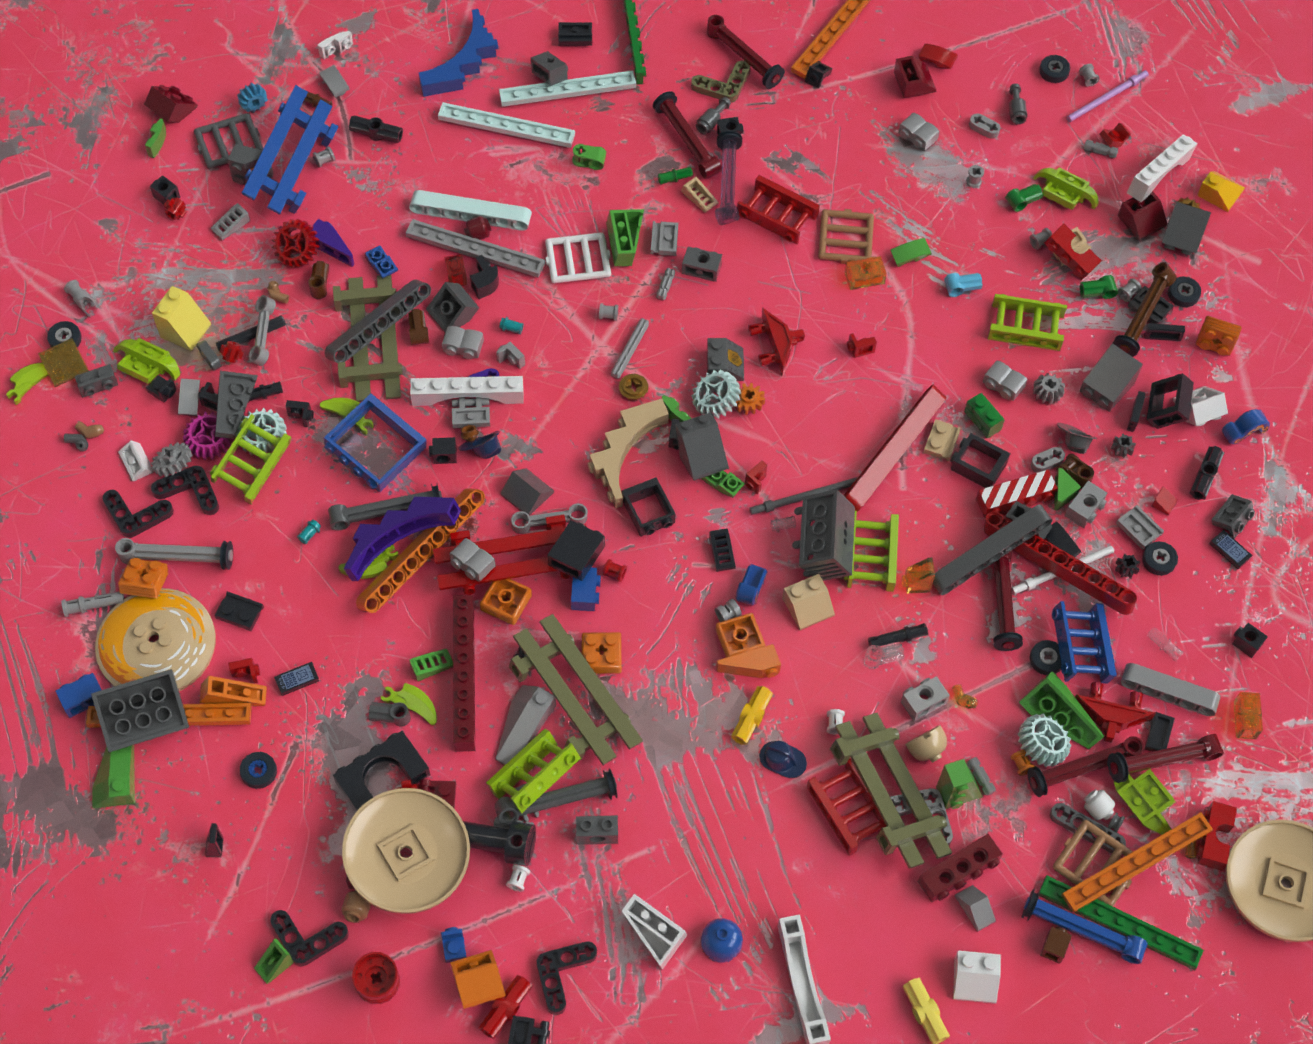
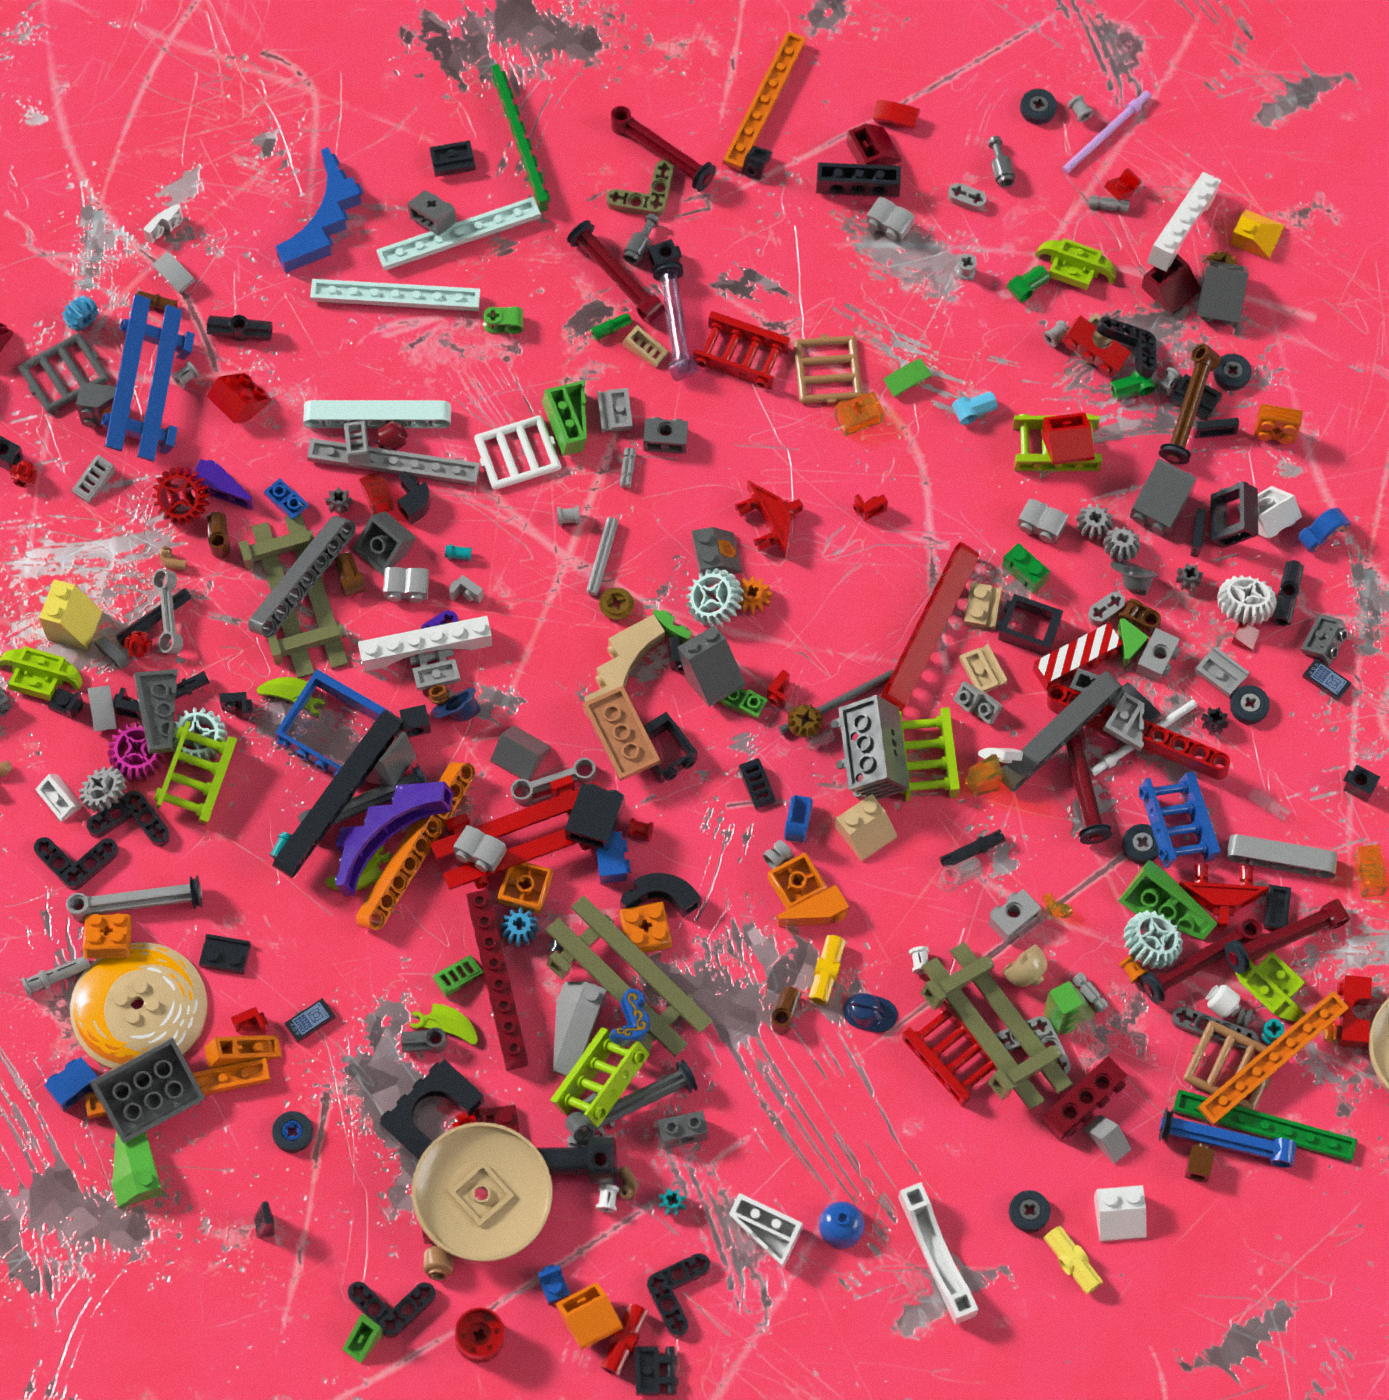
camera: 10 degrees left, 5 degrees up
(361, 179) = (238, 397): none -> red slope
(363, 495) = (338, 793): none -> black beam
(416, 477) = (393, 762): none -> dark grey slope
(423, 270) = (339, 501): none -> dark grey gear
(448, 228) = (360, 455): none -> light grey slope
(486, 632) = (528, 927): none -> dark azure gear
(541, 870) = (630, 1183): none -> medium nougat arm
(575, 725) = (636, 1018): none -> blue animal
(575, 898) = (669, 1196): none -> teal gear
(614, 487) = (621, 733): none -> nougat plate
(625, 621) = (664, 887): none -> black arch
(708, 742) = (785, 1009): none -> reddish brown piece
(776, 511) = (810, 728): none -> pearl gold gear
(893, 948) = (1031, 1222): none -> black bush
(898, 97) = (858, 179): none -> black brick
(924, 515) = (978, 701): none -> light grey slope
(933, 490) = (983, 669): none -> tan plate
(938, 560) = (1004, 755): none -> white slope
(1037, 316) = (1068, 438): none -> red slope
(1051, 551) = (1127, 721): none -> light grey wing
(1069, 409) = (1121, 544): none -> light grey gear
(1113, 256) = (1140, 339): none -> black beam
(1134, 841) = (1267, 1035): none -> teal bush
(1170, 471) = (1246, 600): none -> white gear

